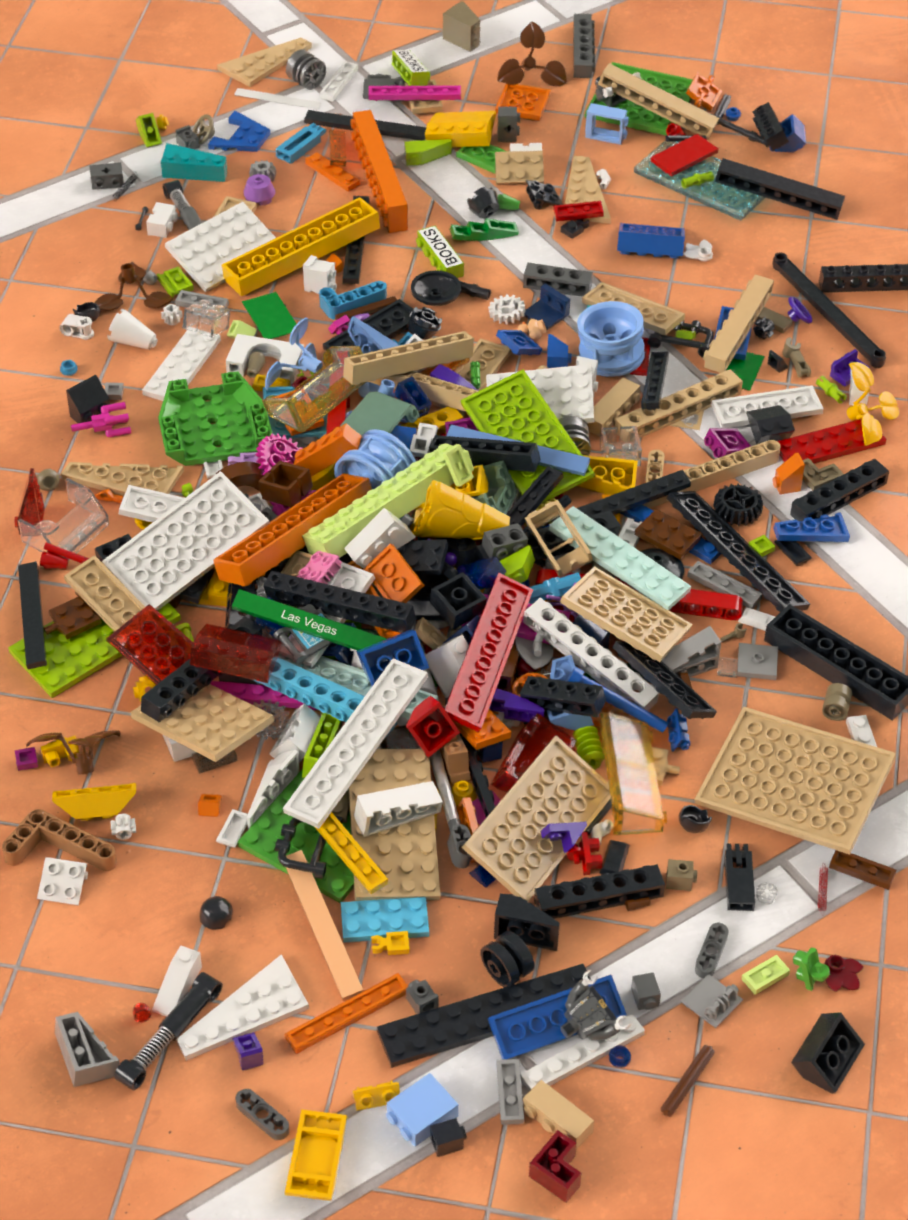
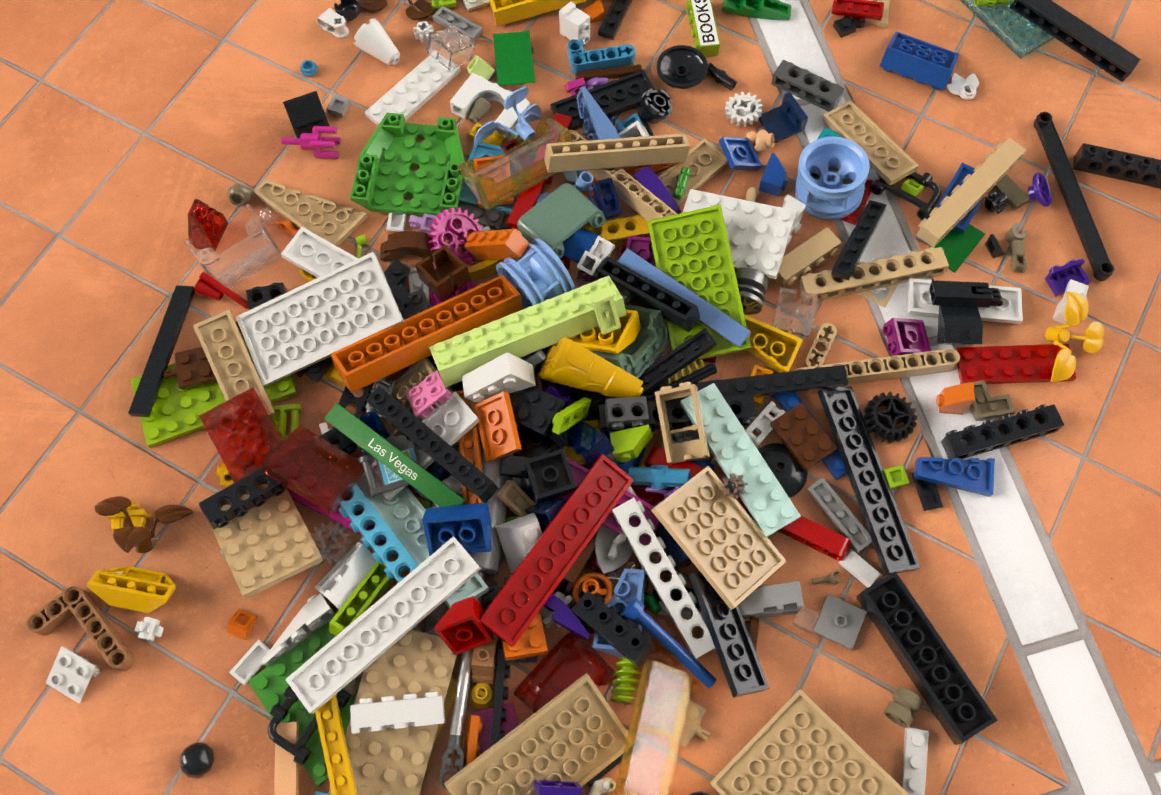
camera: 20 degrees right, 20 degrees up
(26, 758) = (93, 519): magenta plate -> none
(456, 555) = (571, 415): none -> lime plate
(628, 570) = (733, 480): none -> reddish brown gear
(676, 727) = (721, 695): blue hinge -> none
(764, 398) = (964, 294): none -> black hinge
(831, 389) = (1039, 297): lime pin -> none

